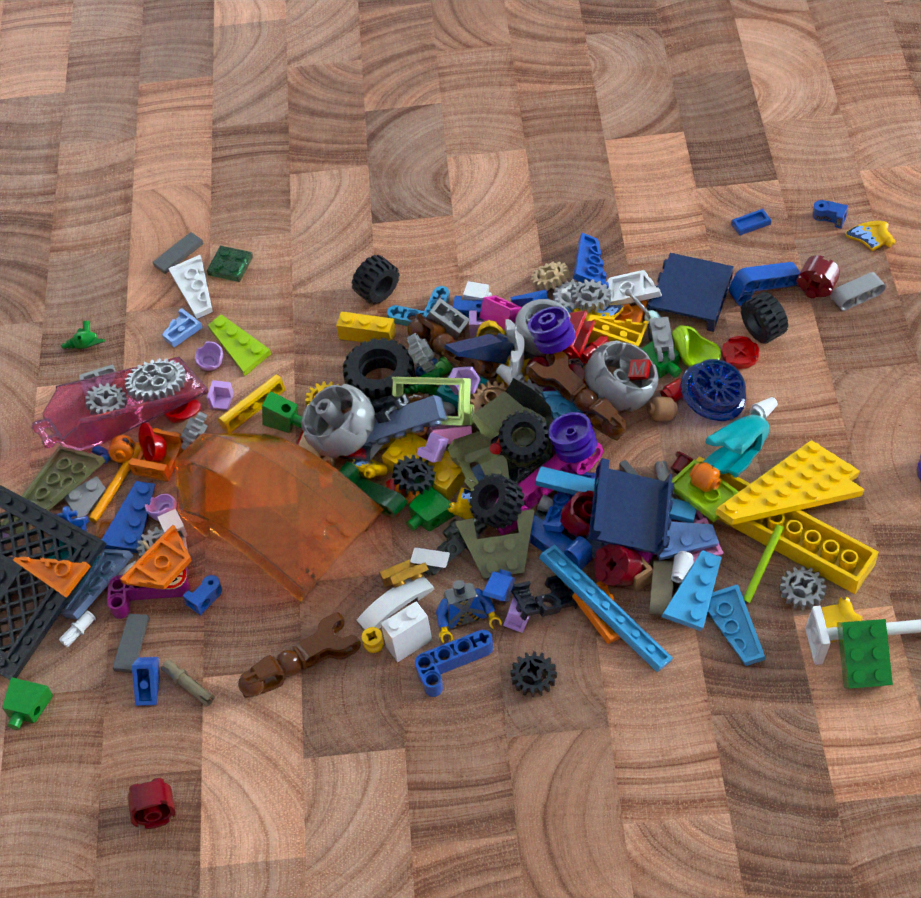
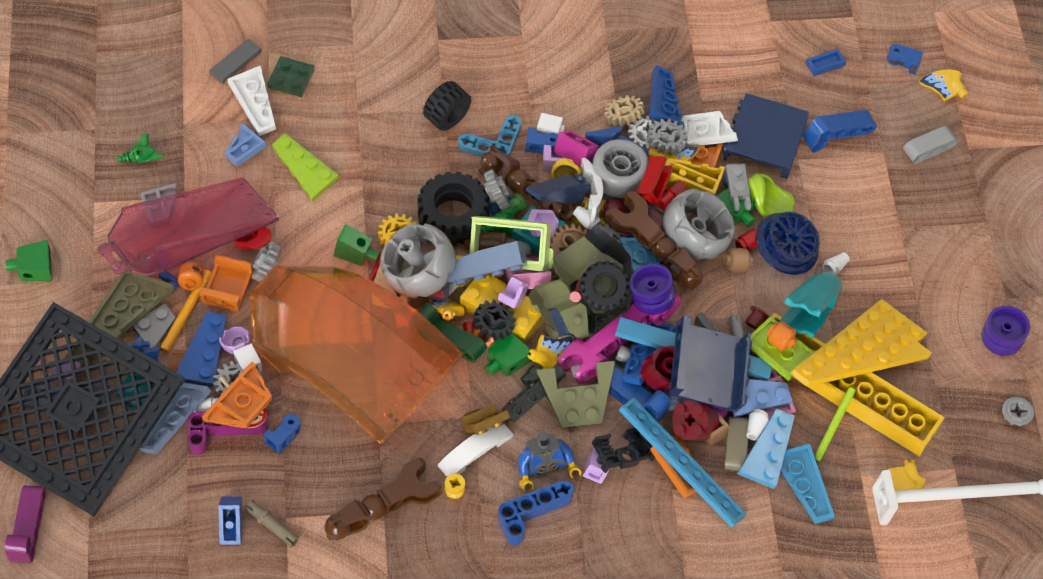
camera: 10 degrees left, 5 degrees up
(25, 701) = (108, 537): green torso -> none
(57, 574) = (139, 410): orange wing -> none
(77, 628) = (156, 464): white axle -> none
(105, 399) = (173, 224): light grey gear -> none
(131, 642) = (211, 480): dark grey tile -> none
(152, 445) = (223, 275): red cap -> none
(155, 380) = (223, 205): light grey gear -> none
(209, 356) = (275, 179): lavender hair -> none
(220, 395) = (289, 223): lavender panel -> none
(250, 404) = (322, 233): yellow brick -> none
(364, 327) = (436, 157): yellow brick -> none
(386, 405) = (467, 247): black piece -> none
(406, 631) = (490, 480): white brick -> none
(431, 557) = (513, 405): white sticker -> none
(448, 317) = (522, 151): light grey brick -> none
(486, 495) = (565, 348): black tyre -> none
(499, 585) = (580, 436): blue slope -> none
(526, 680) = (618, 519): black gear -> none
(551, 330) = (632, 176): dark purple wheel -> none
(639, 369) = (716, 219): red tile -> none
(648, 314) = (724, 159): light grey hinge -> none
(740, 352) = (813, 203): red tile -> none
(764, 317) = (839, 169): black tyre -> none
(801, 590) = (869, 452): light grey gear -> none
(818, 277) = (892, 128): dark red brick -> none
(864, 653) = (929, 517): green brick -> none

